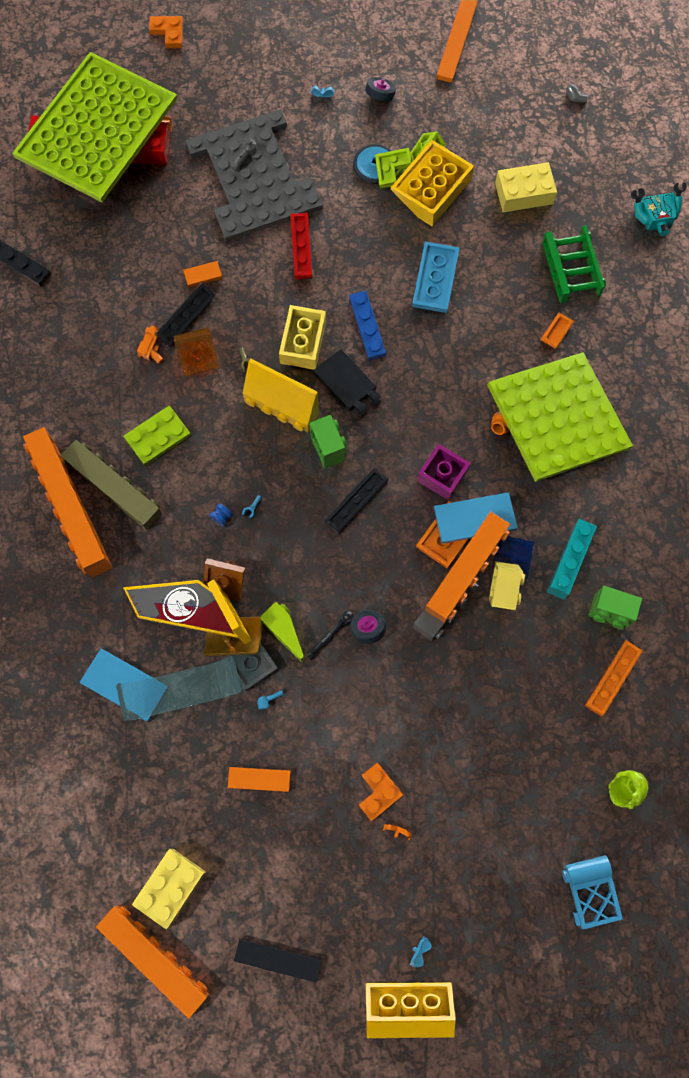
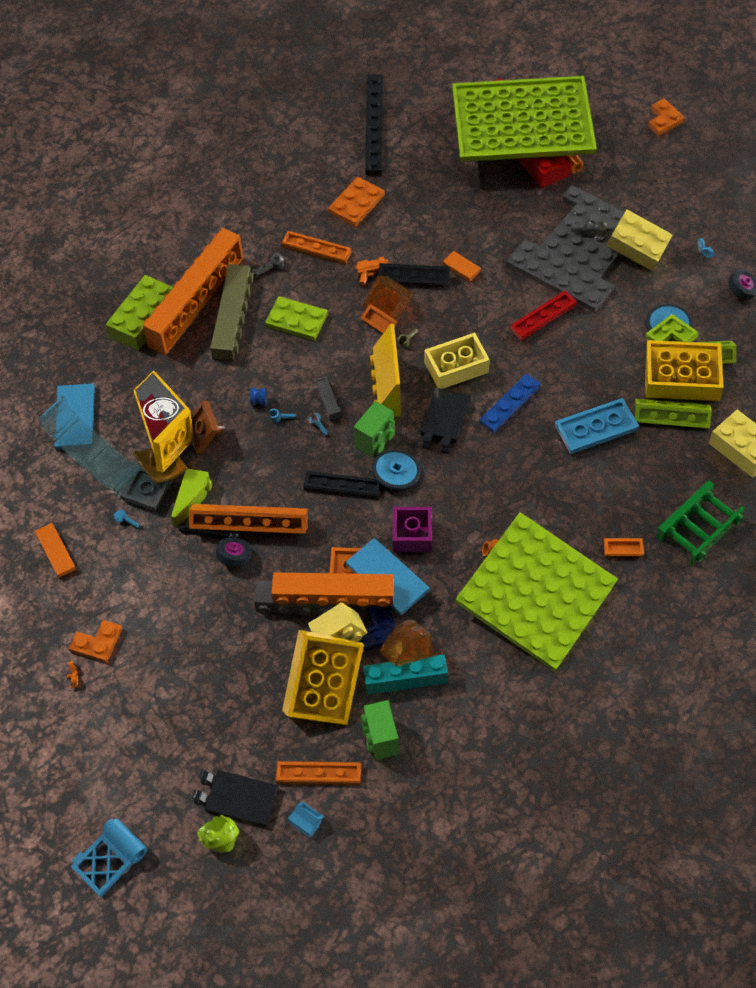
camera: 60 degrees right, 15 degrees down
(53, 561) = (128, 320): none -> lime piece
(66, 312) = (356, 201): none -> orange plate
(83, 416) = (277, 262): none -> dark grey piece
(91, 374) = (316, 247): none -> orange tile
(211, 371) = (377, 318): none -> orange tile
(262, 460) = (328, 399): none -> dark grey piece
(280, 482) = (318, 423): none -> dark azure hand
(286, 128) = (639, 240): none -> light yellow brick
(344, 595) = (248, 518): none -> orange brick
(374, 460) = (396, 470): none -> dark azure wheel
(461, 216) = (673, 413): none -> lime fence
(544, 625) = (322, 678): none -> yellow slope
(552, 541) = (407, 644): none -> clear orange slope
(599, 754) = (237, 797): none -> black tile
(650, 711) = (305, 819): none -> dark azure piece

